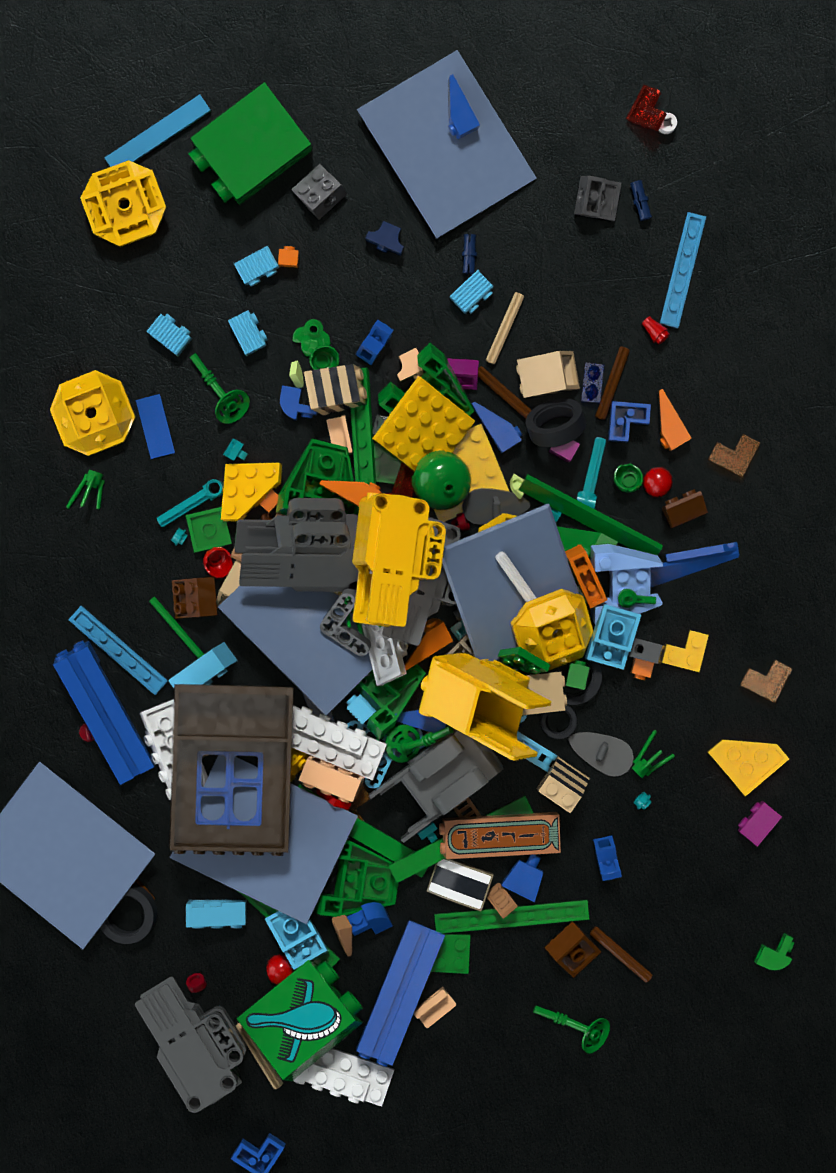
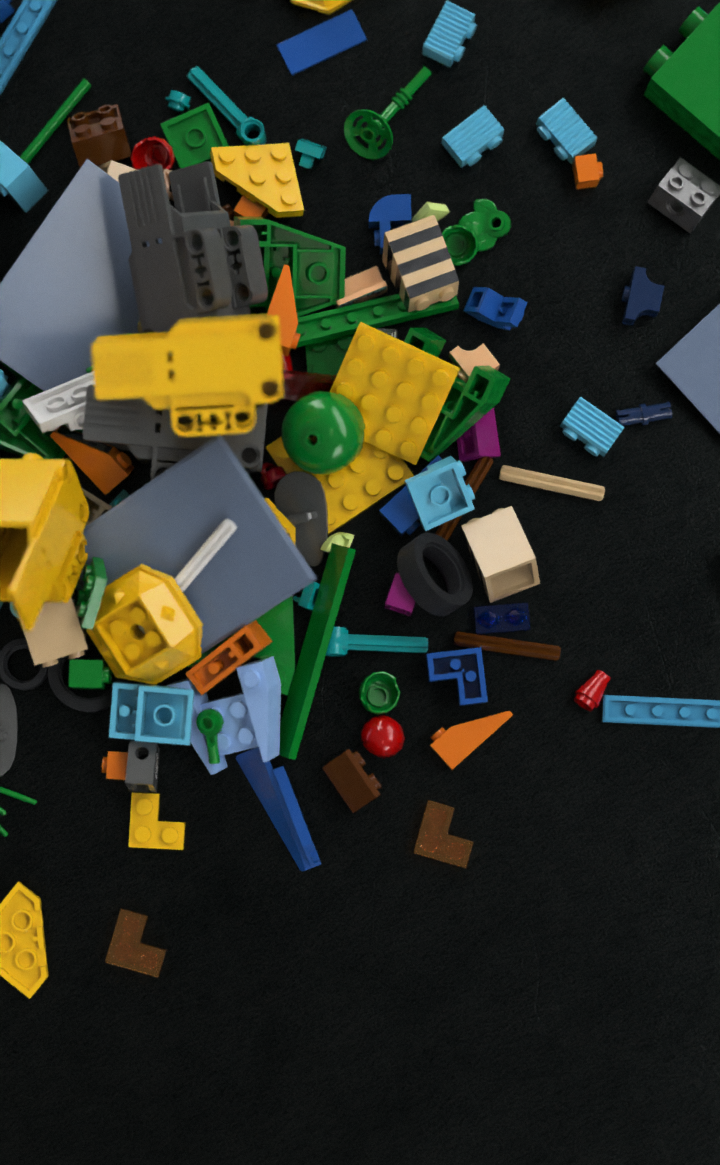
camera: 80 degrees right, 5 degrees down
(339, 626) = (91, 330): dark grey beam -> none
(499, 407) = (440, 493): none -> medium azure plate

